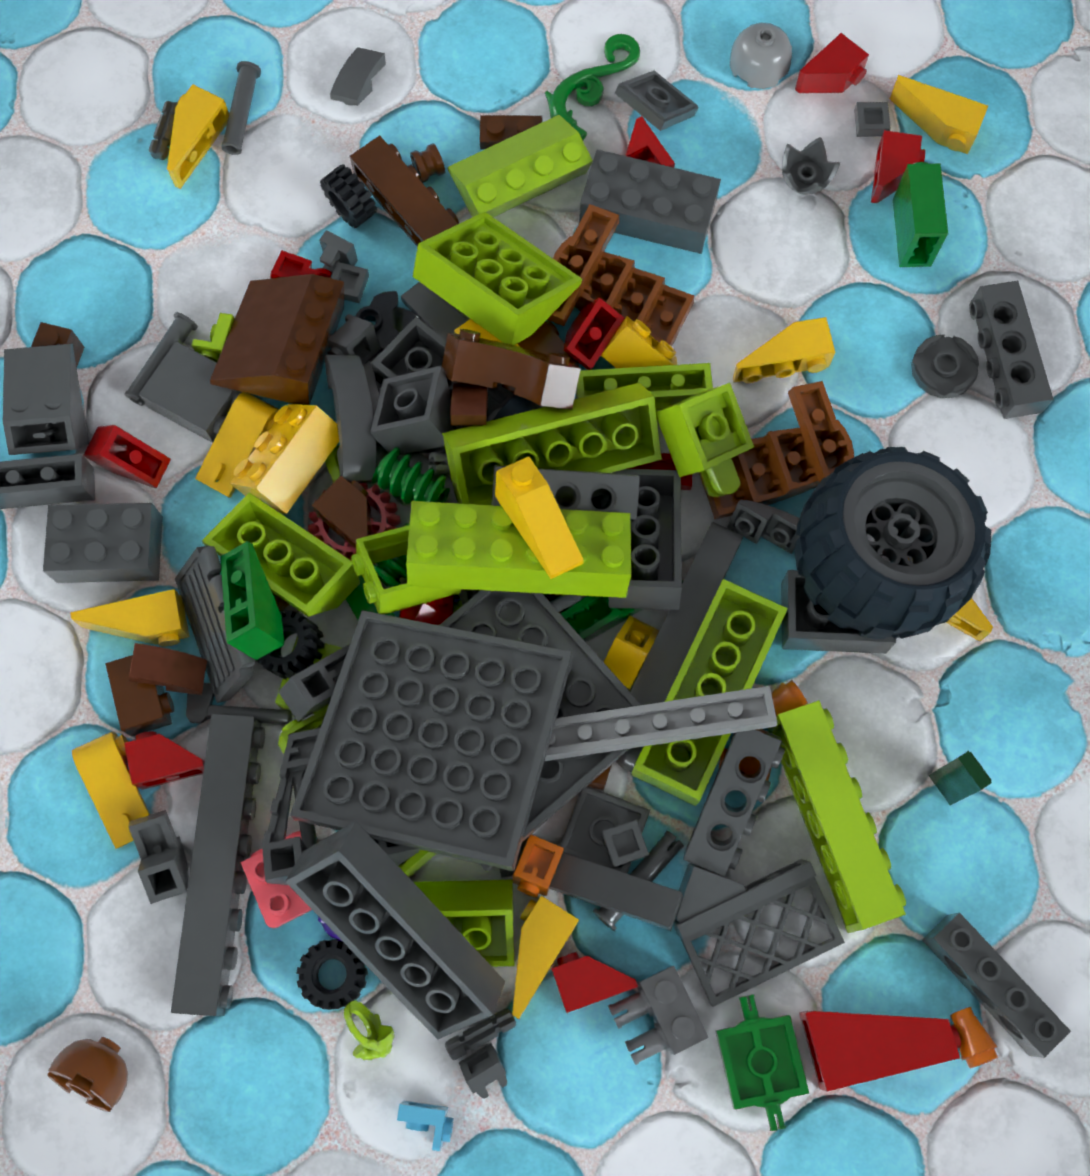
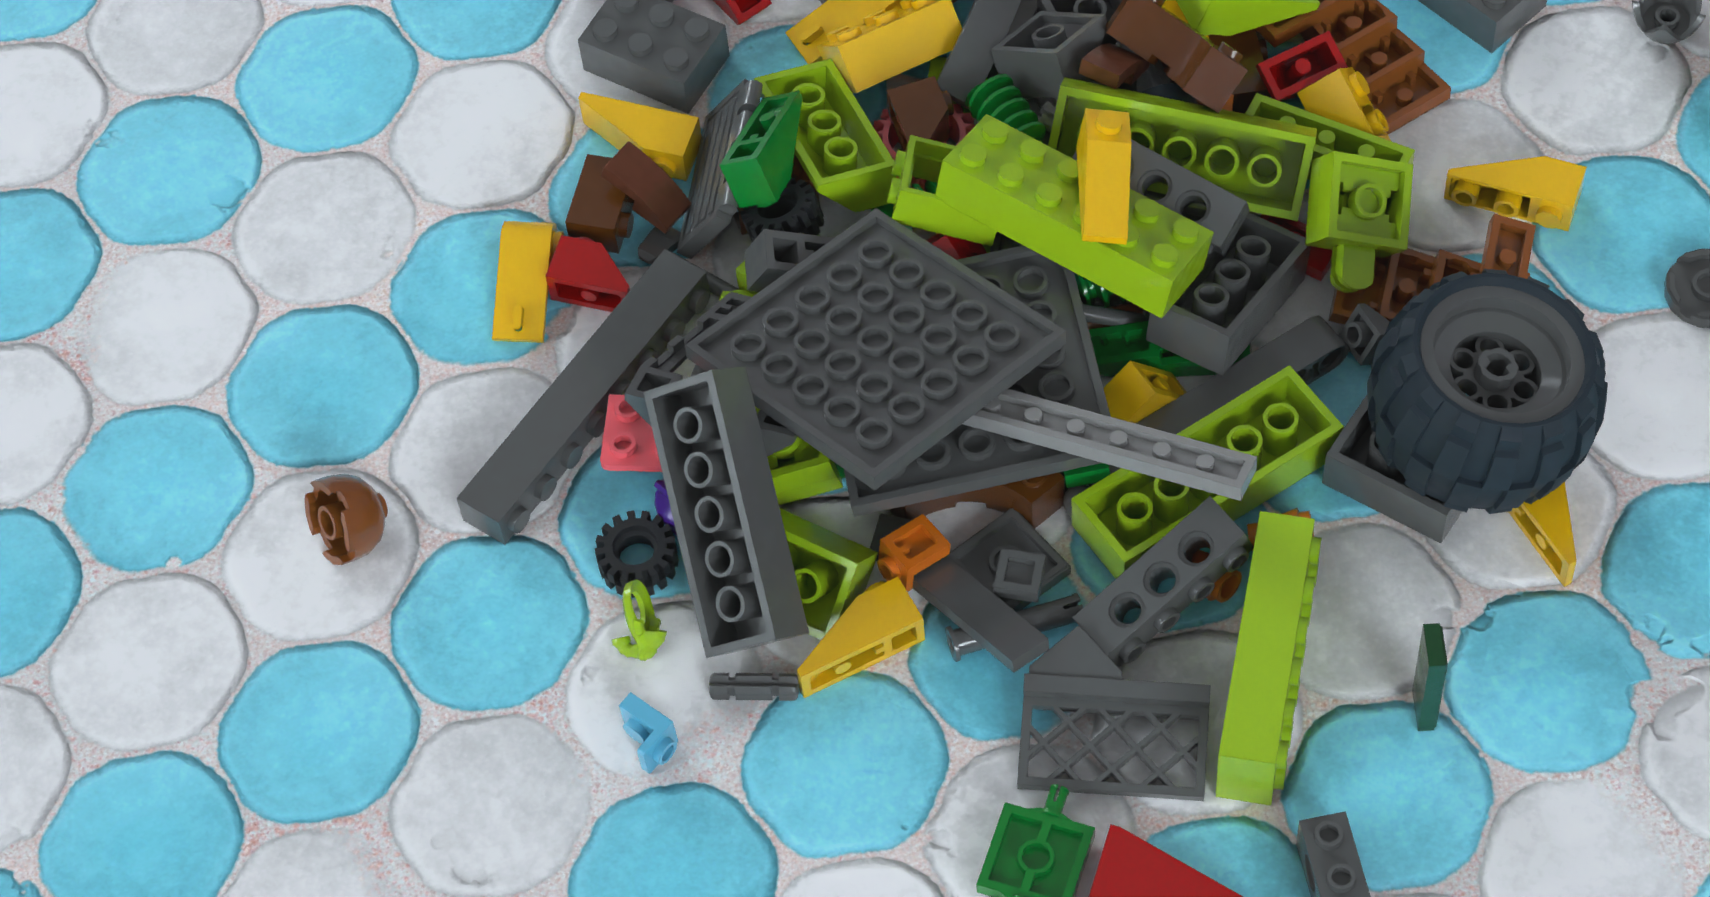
camera: 35 degrees right, 15 degrees down
(162, 856) = (534, 358): dark grey brick -> none
(482, 1069) = (728, 713): dark grey tile -> none
(588, 981) = (898, 692): red slope -> none
(675, 1016) = (969, 761): flat silver brick -> none

